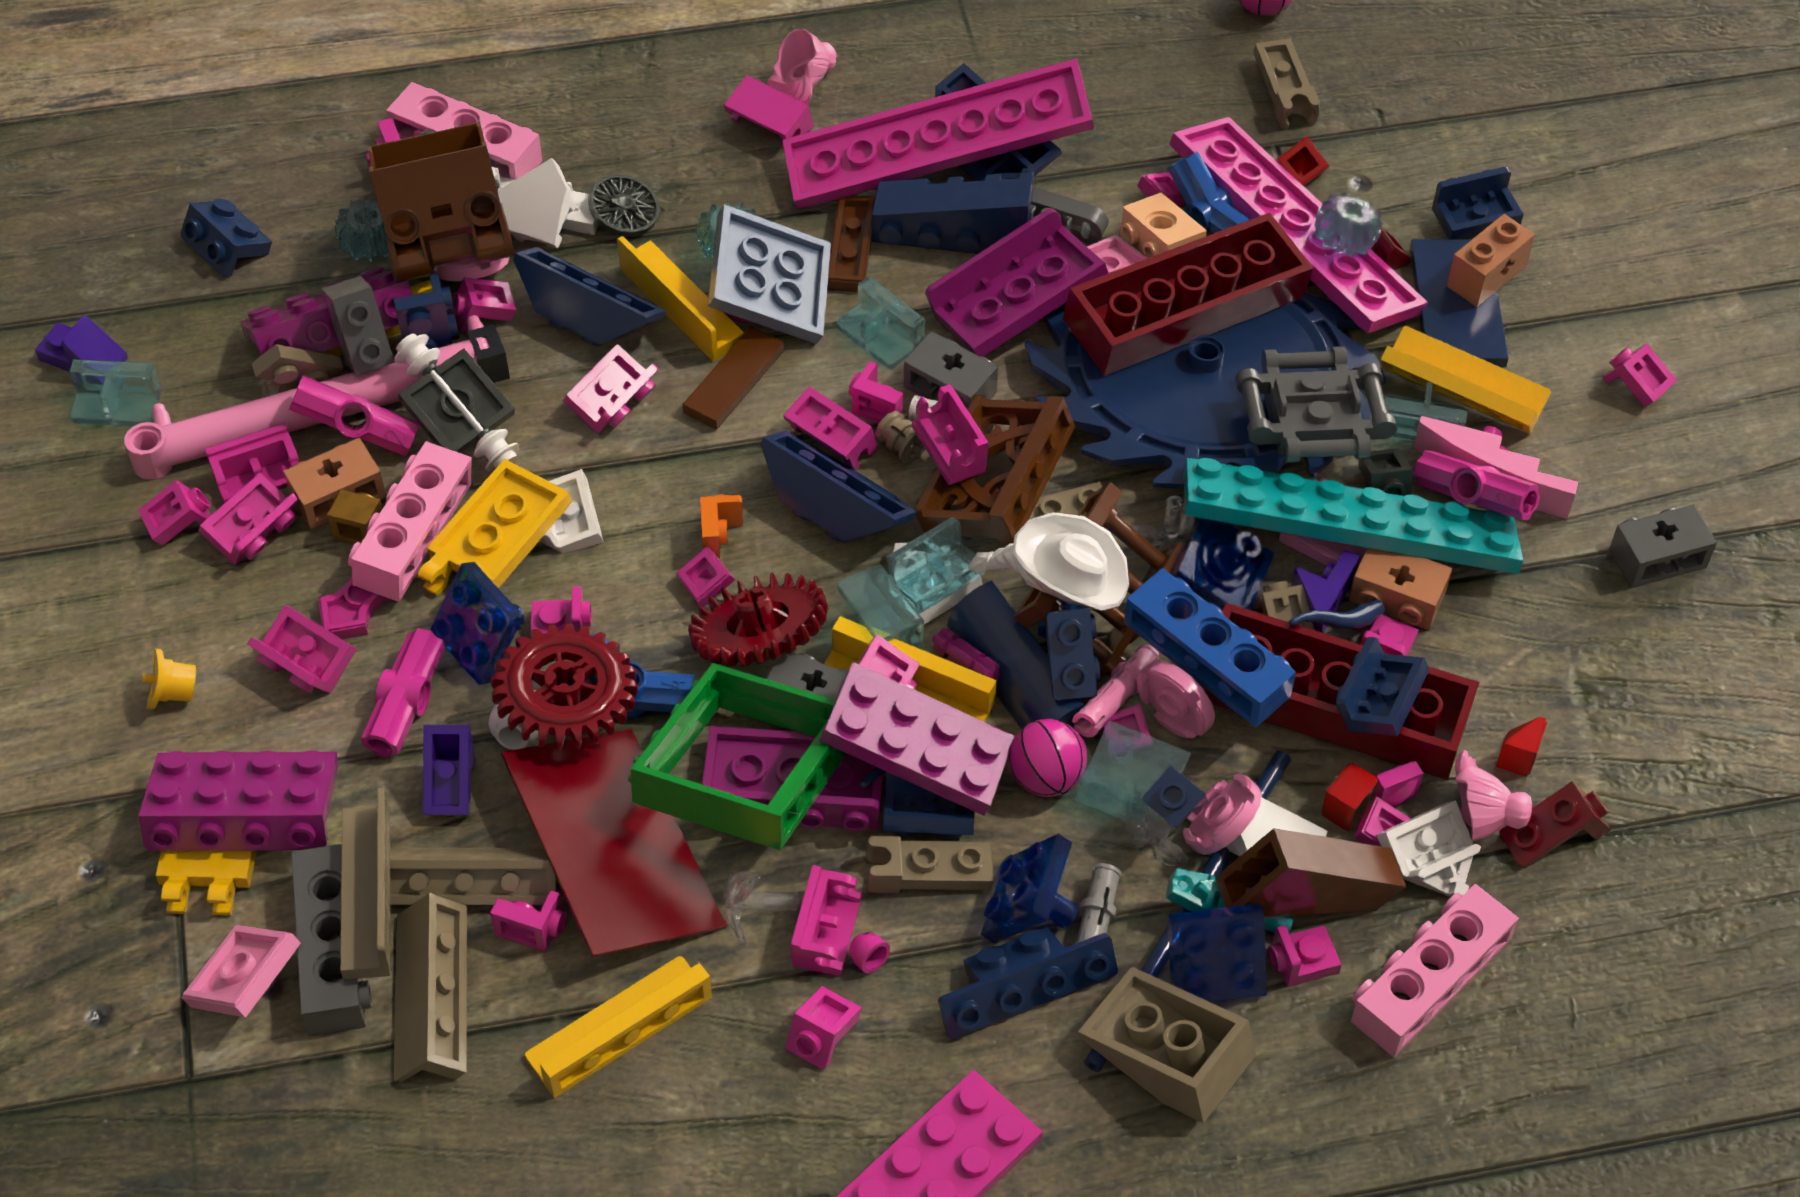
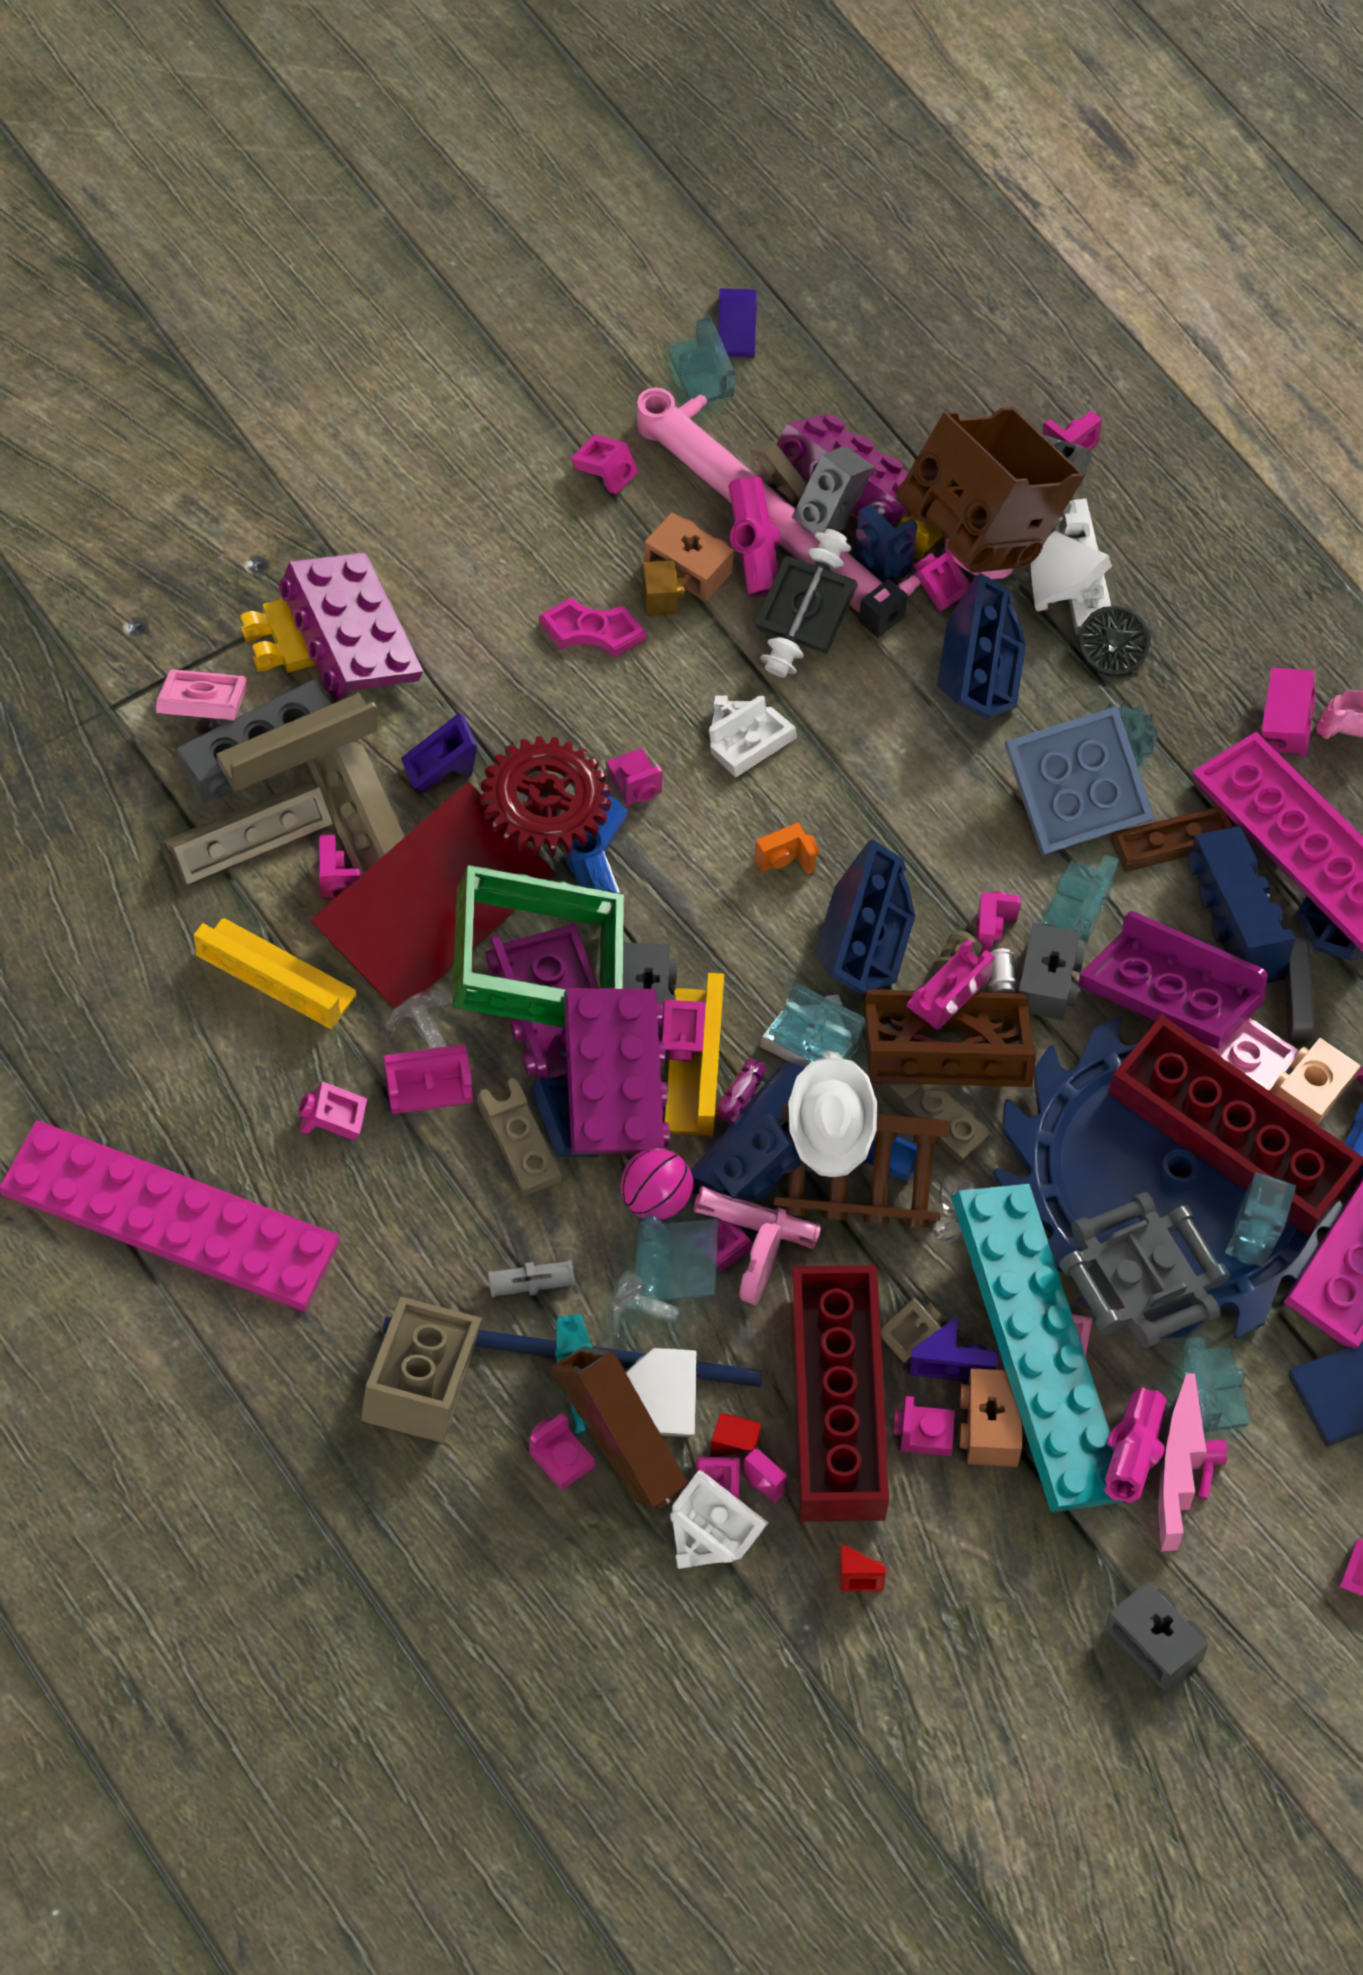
camera: 65 degrees right, 5 degrees up
(169, 680) = (439, 530): yellow piece -> none
(222, 234) = (915, 360): dark blue bracket -> none
(243, 458) = (679, 489): dark pink hinge -> none
(248, 518) = (621, 513): dark pink bracket -> none
(305, 650) = (510, 608): dark pink bracket -> none
(403, 693) = (507, 694): dark pink piece -> none
(410, 521) = (657, 637): bright pink brick -> none
(476, 622) = (591, 714): clear blue plate -> none
(495, 526) = (691, 689): yellow tile -> none
(509, 146) = (1125, 485): bright pink brick -> none
(608, 389) = (893, 713): bracket -> none
(679, 296) = (1037, 708): yellow panel -> none
(705, 576) = (730, 864): dark pink tile -> none
(733, 377) = (963, 804): reddish brown tile -> none
(786, 611) = (693, 912): dark red gear -> none
(831, 426) = (935, 897): dark pink hinge -> none
(869, 951) = (415, 1122): dark pink hinge -> none
(882, 606) = (751, 1004): clear light blue panel -> none
(1024, 976) = (441, 1242): dark blue bracket -> none
(1028, 891) = (515, 1215): clear blue plate -> none
(1175, 797) = (653, 1289): dark blue bracket -> none
(1218, 668) = (824, 1201): blue brick -> none
(1218, 952) = (515, 1375): clear blue plate -> none
(1223, 564) = (932, 1262): clear blue plate -> none
(1225, 815) = (661, 1339): bright pink tile -> none
(1298, 305) = (1260, 1219): none -> clear light blue brick
(1351, 620) = (924, 1383): dark blue animal -> none
(1380, 690) = (826, 1408): dark blue bracket -> none
(1387, 472) = (1120, 1370): pearl dark grey bracket -> none
(1397, 1021) = (599, 1577): bright pink brick -> none
(1466, 379) = (1273, 1407): yellow panel -> none
(1487, 802) = (774, 1544): bright pink hair -> none
(1555, 822) = (791, 1618): dark red bracket -> none

